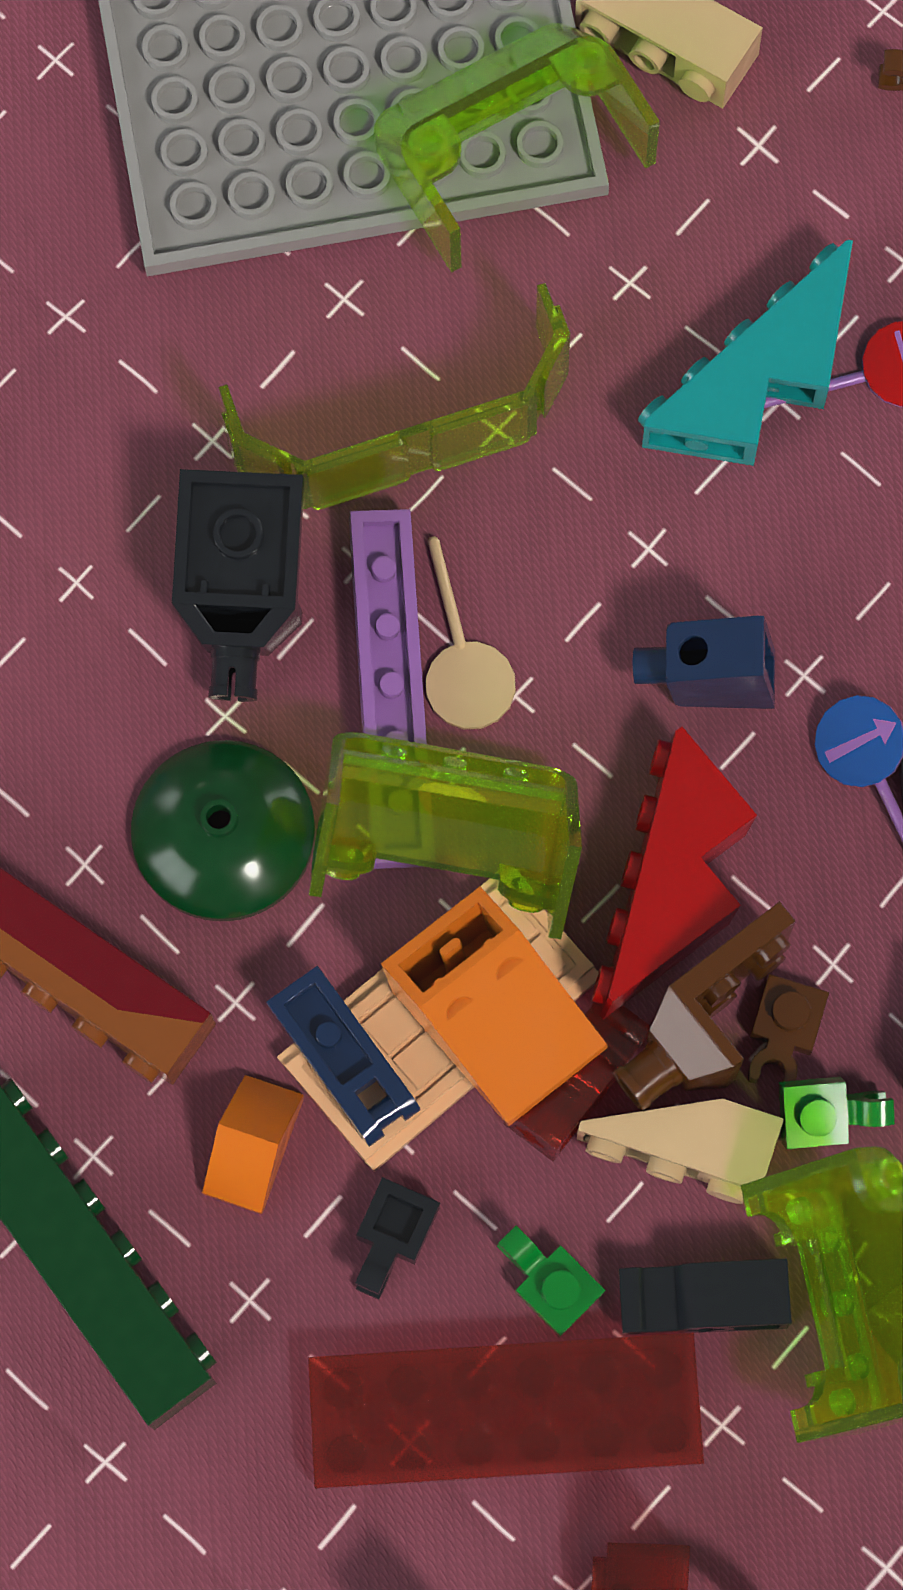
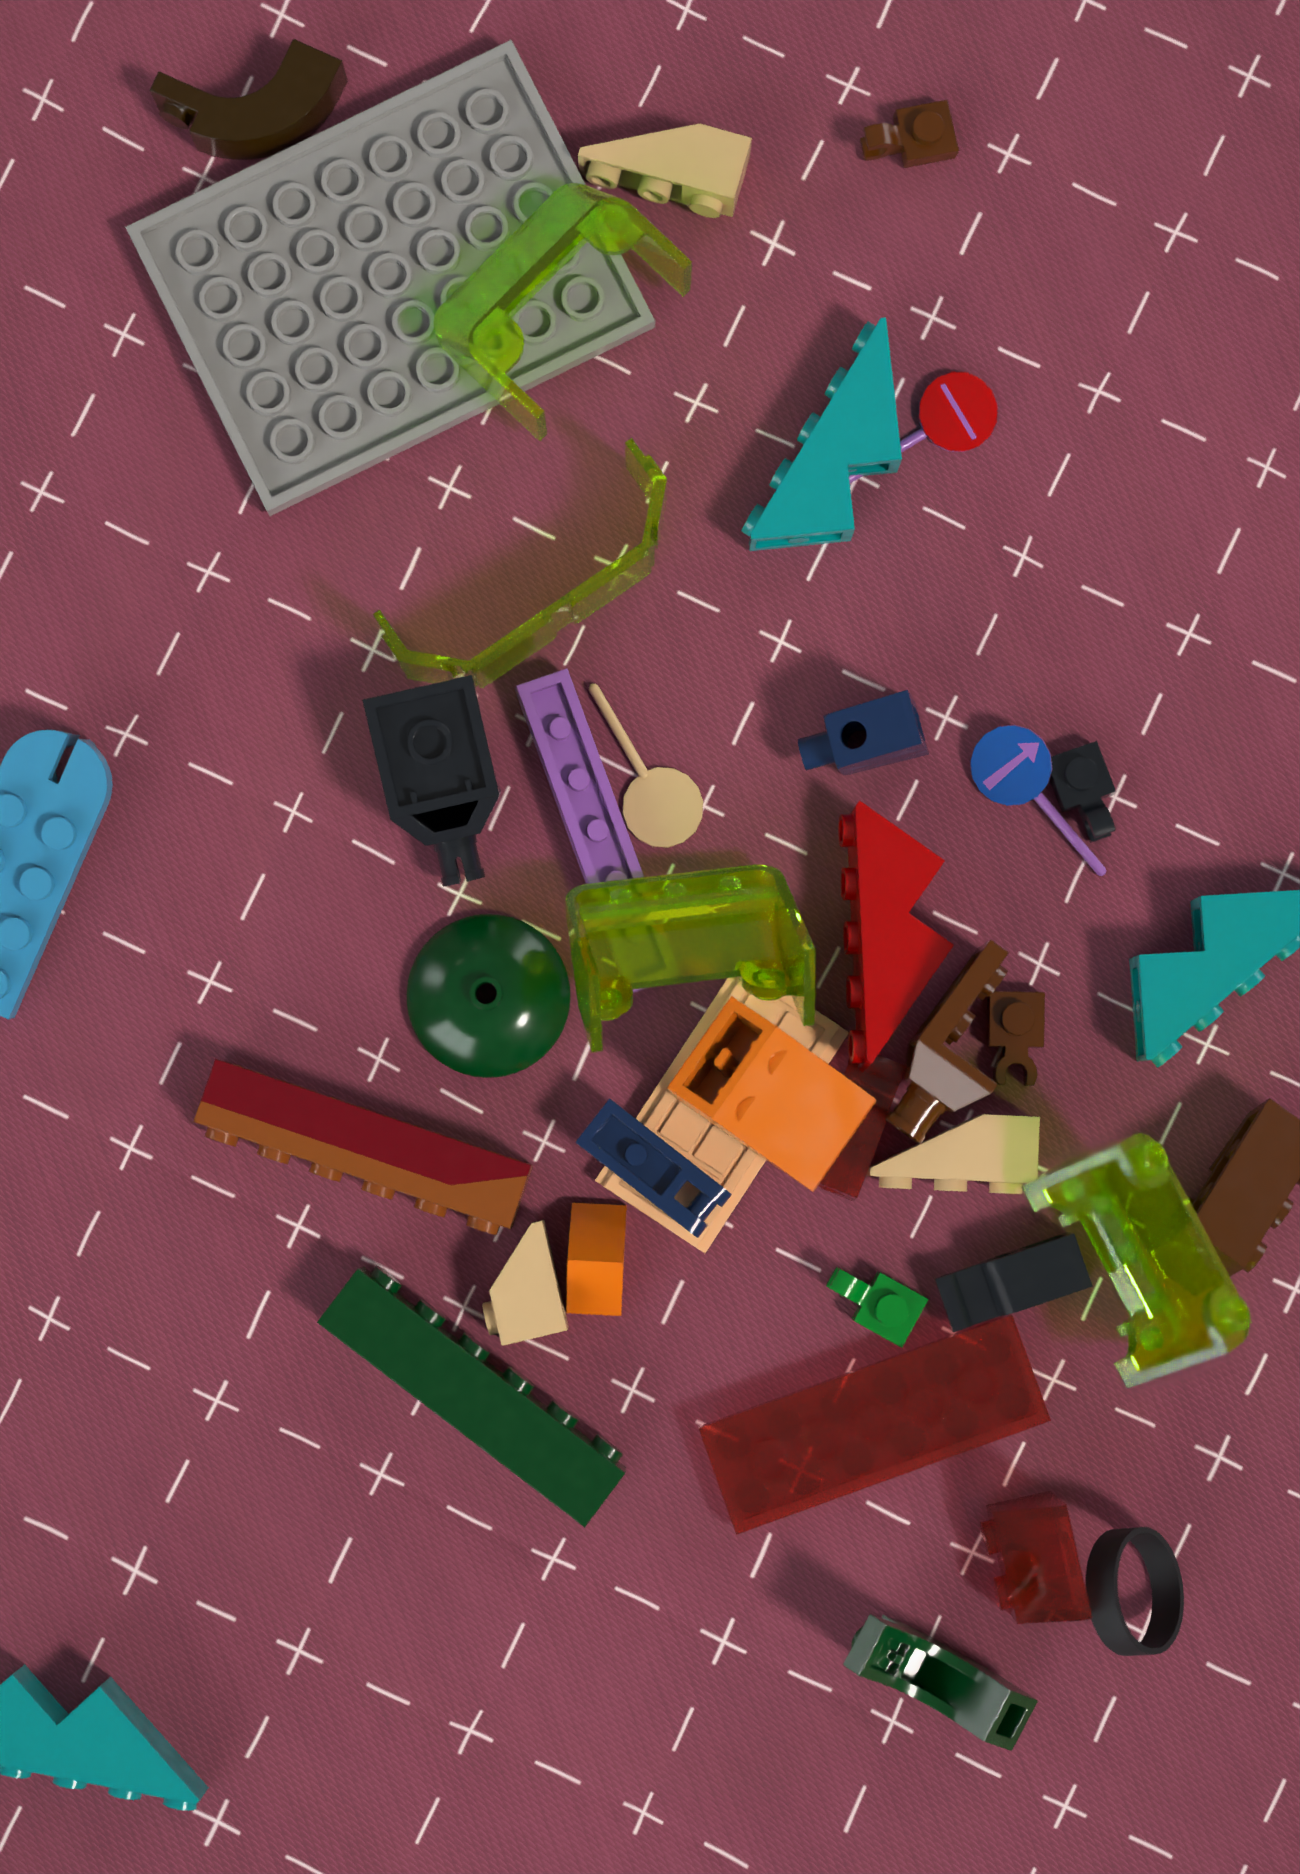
camera: 20 degrees left, 10 degrees up
(165, 1152) = (527, 1292): none -> tan slope
(395, 1228) = (739, 1297): black plate -> none
(820, 1111) = (1066, 1094): plate -> none

